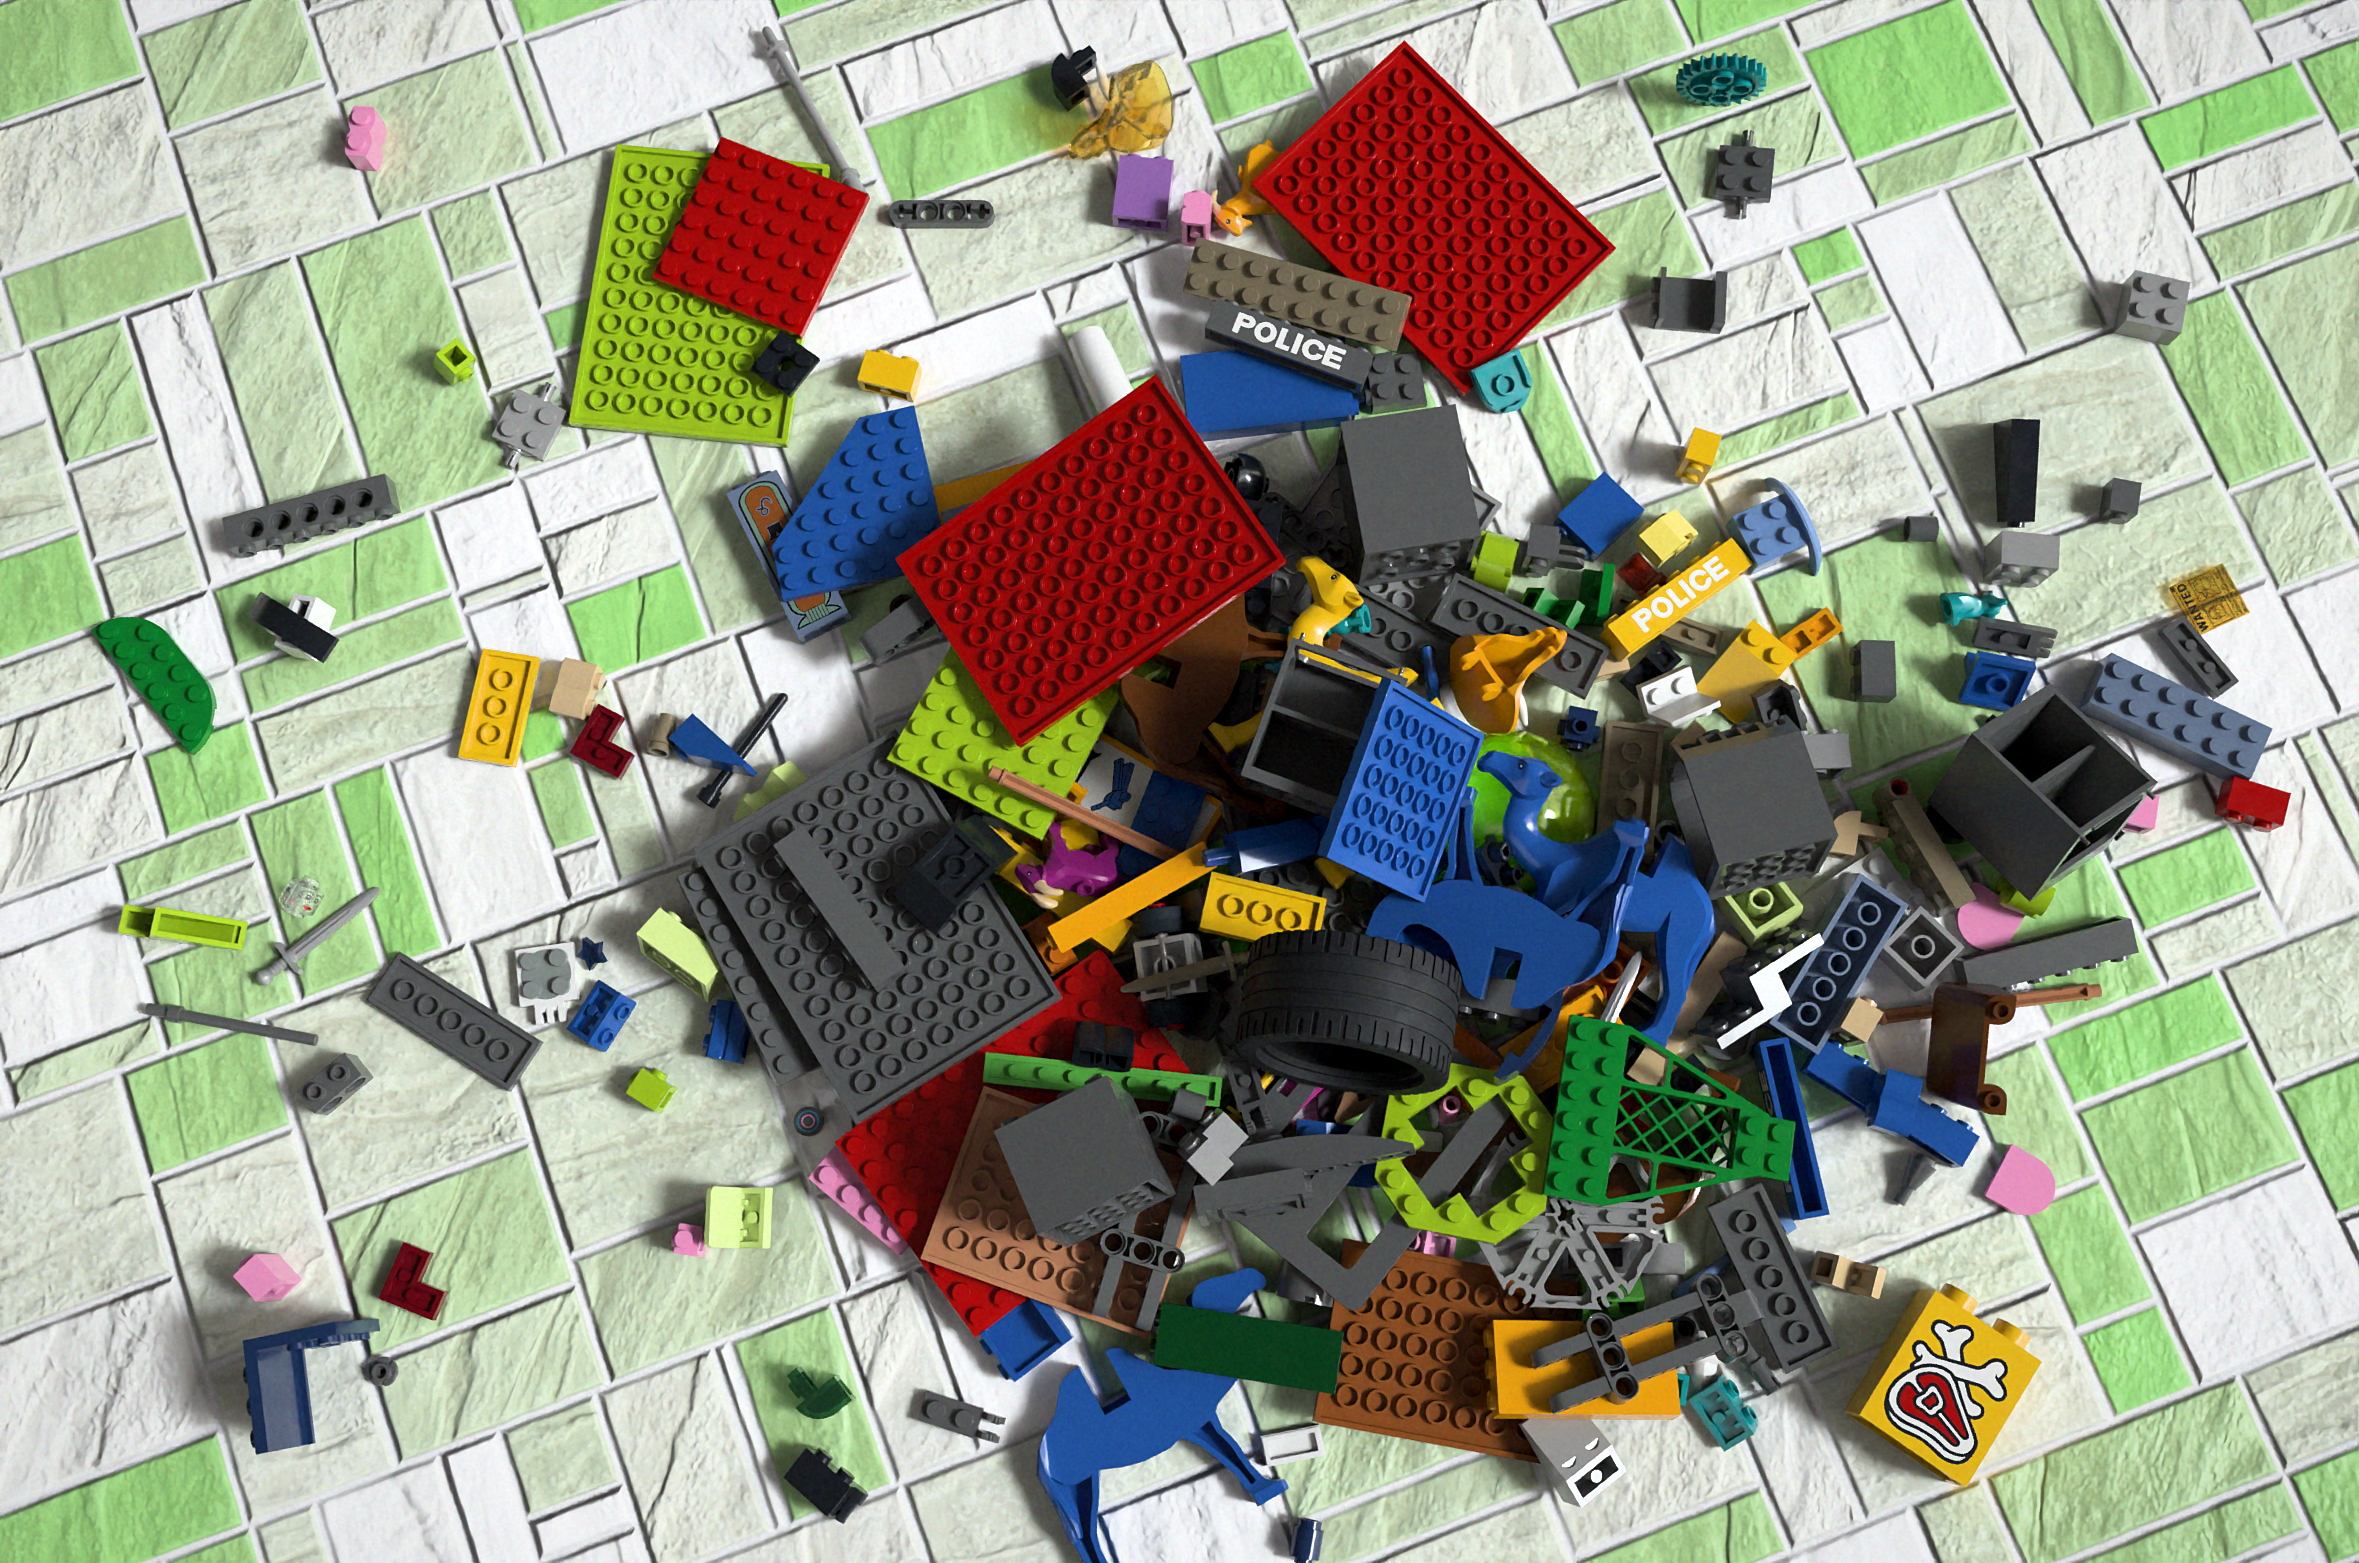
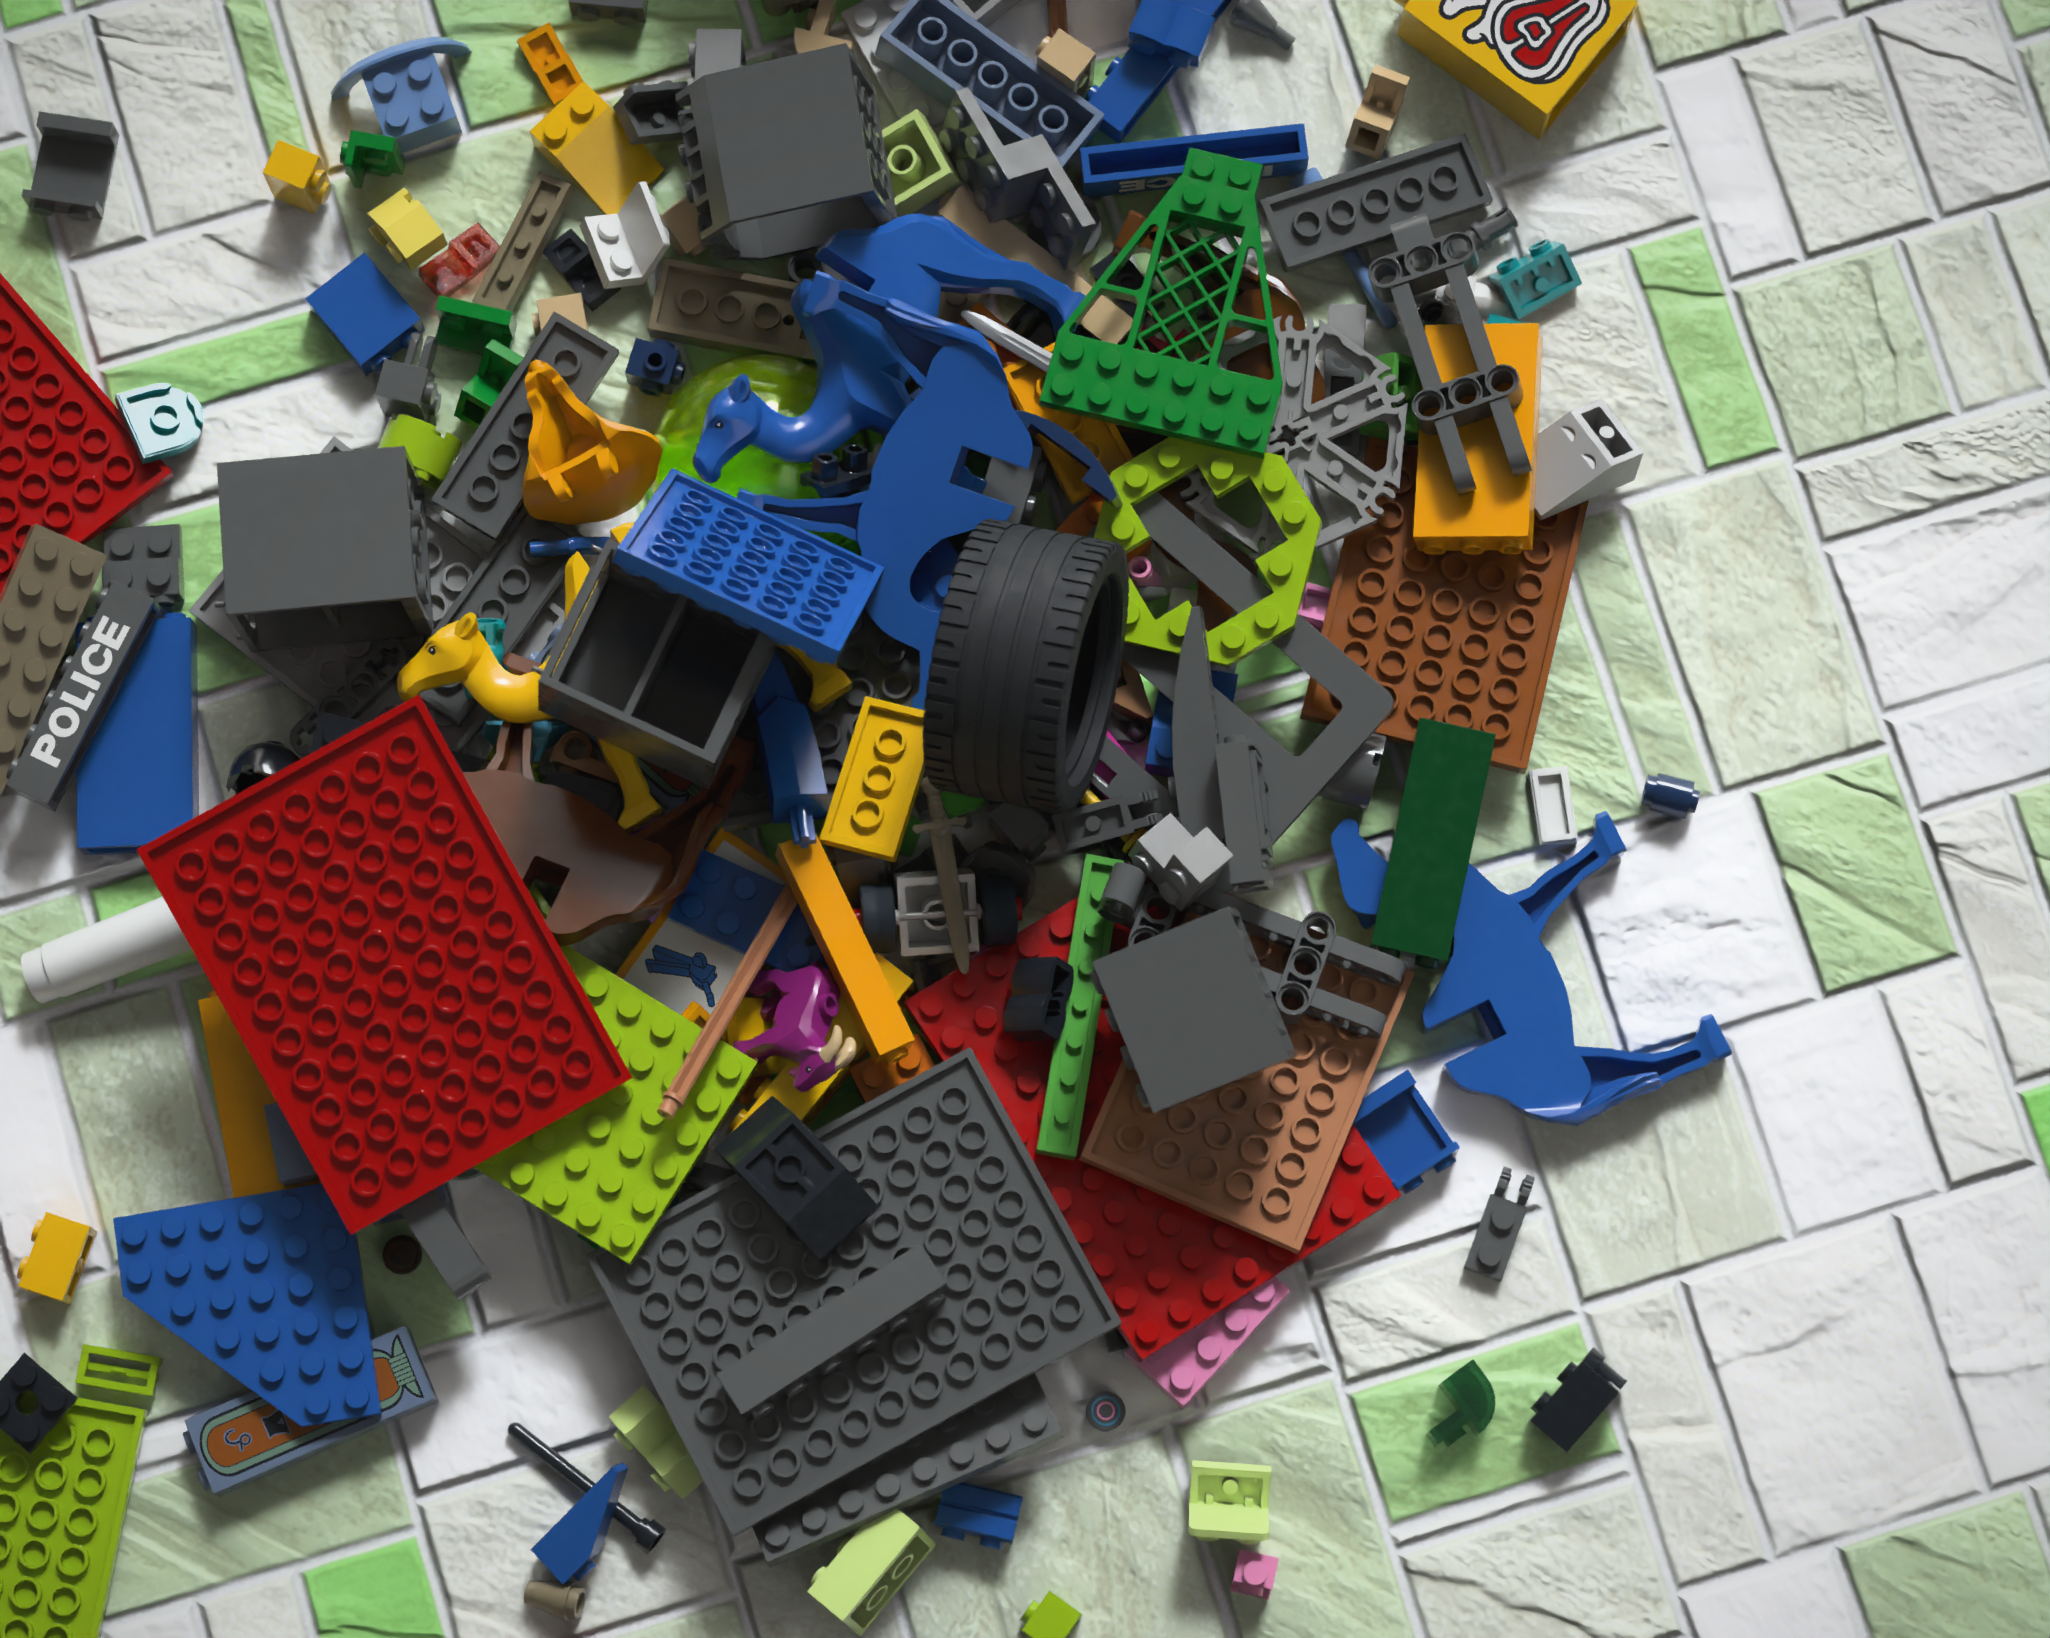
camera: 90 degrees left, 0 degrees up
(813, 448) = (151, 1376): none -> lime tile
(1675, 599) = (493, 226): yellow brick -> none
(1720, 501) = (373, 152): none -> green bracket

